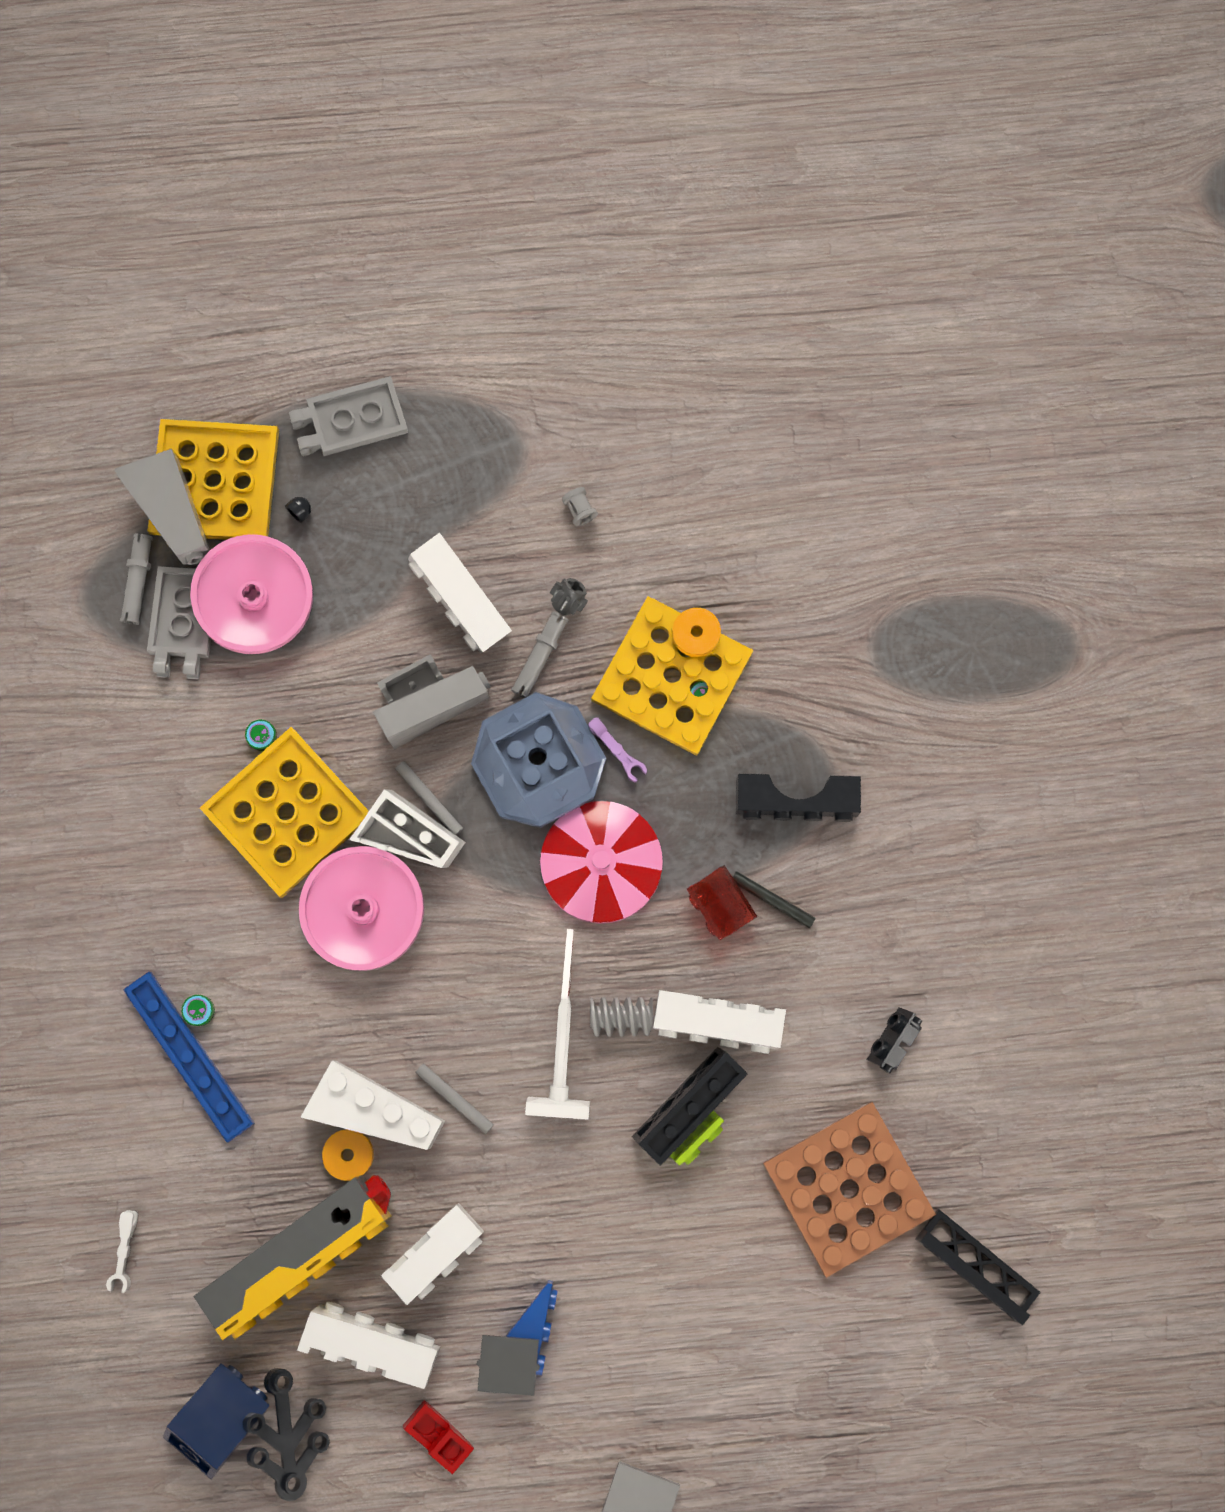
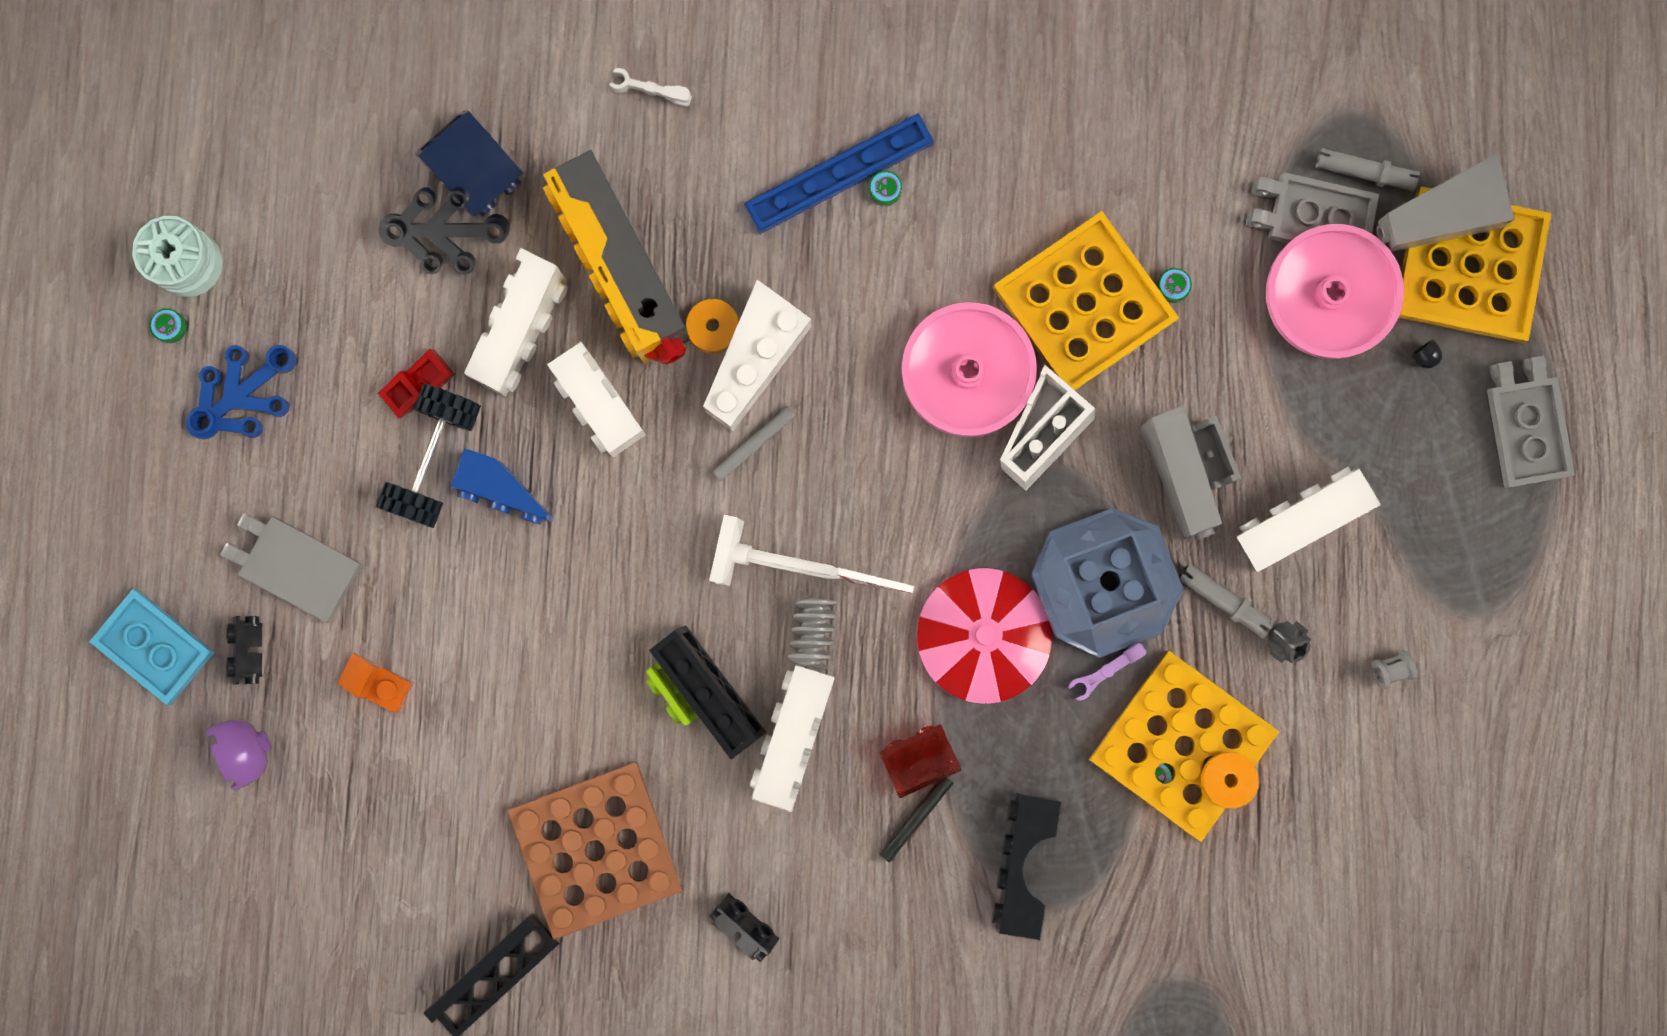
camera: 100 degrees right, 5 degrees up
(429, 798) = (1080, 457): light grey bar -> none
(459, 1400) = (446, 408): none -> black axle
(508, 1365) = (472, 462): dark grey piece -> none
(729, 1428) = (374, 683): none -> orange slope

